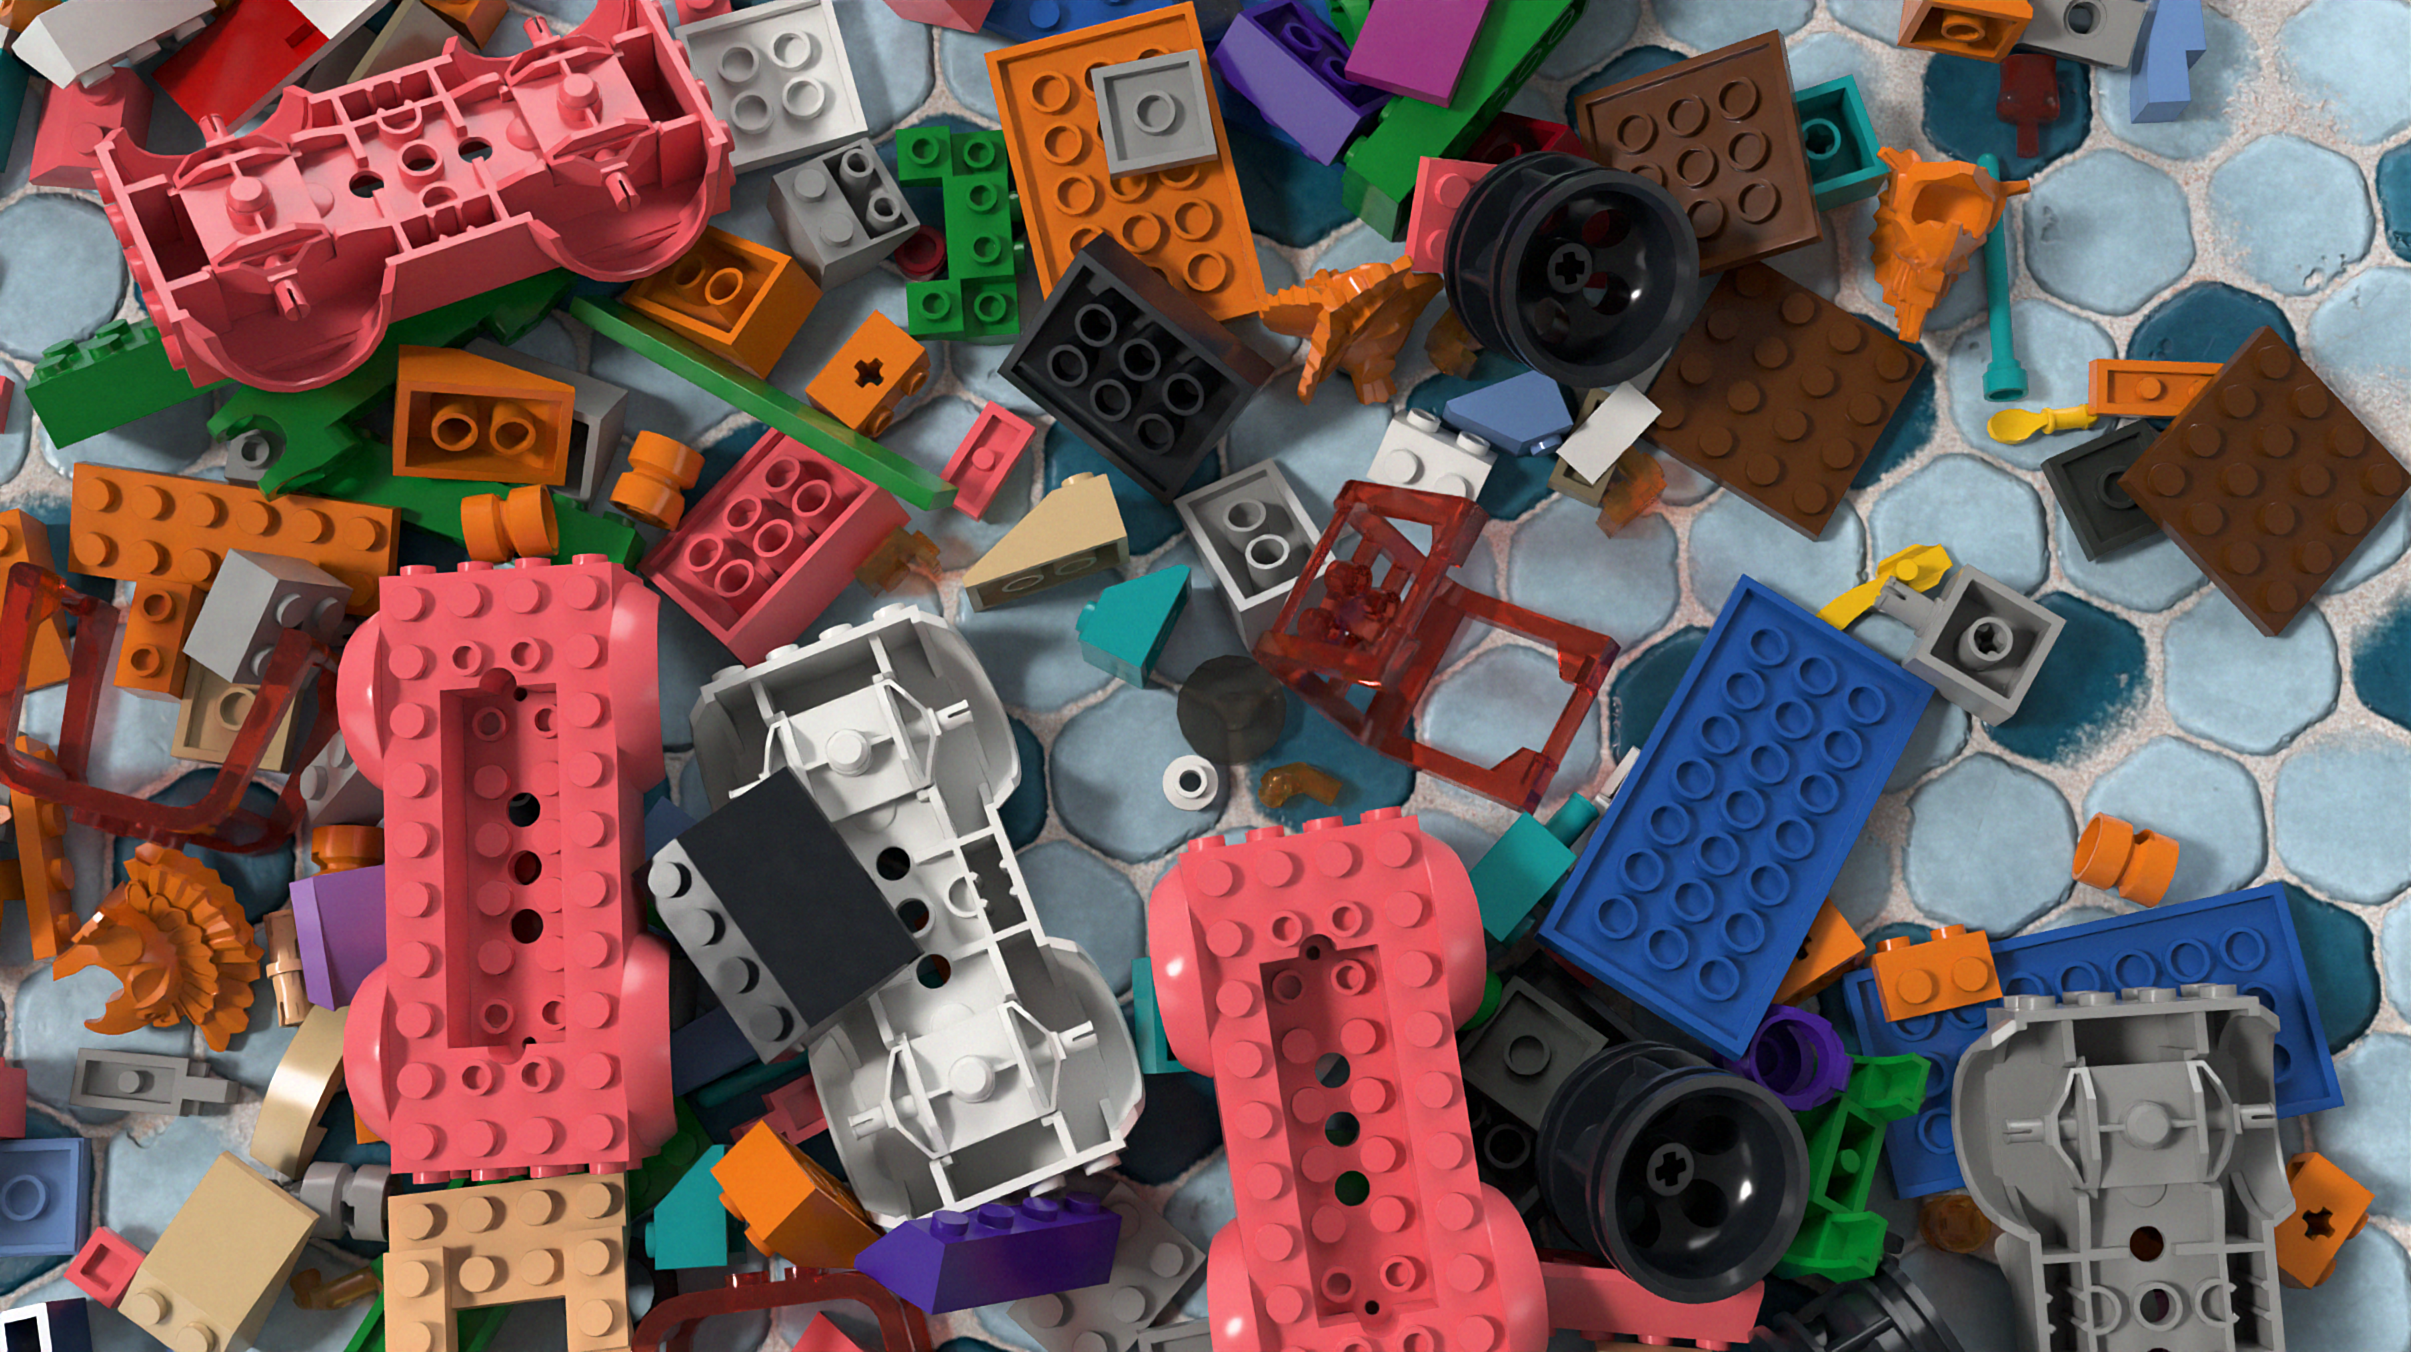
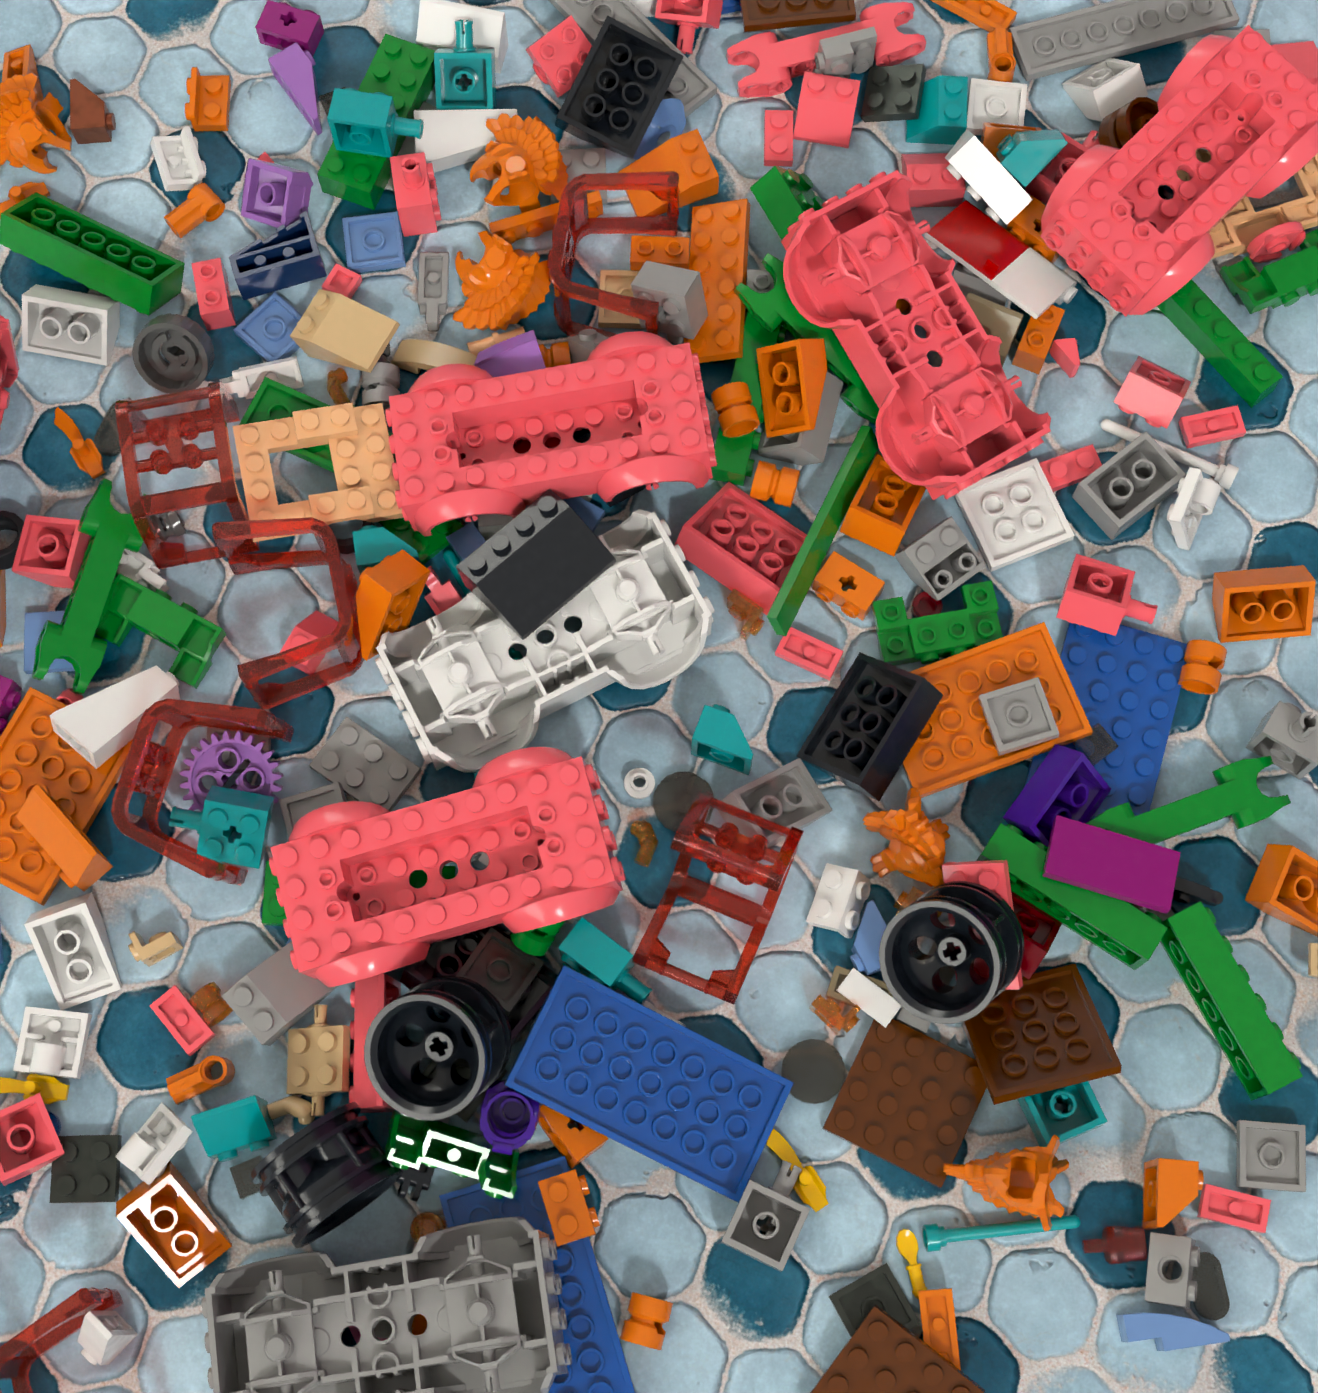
camera: 85 degrees right, 5 degrees down
(996, 1253) = (369, 696): dark purple slope -> none
(1057, 542) = (763, 691): tan slope -> none
(1718, 540) = (815, 1070): none -> clear smoke tile

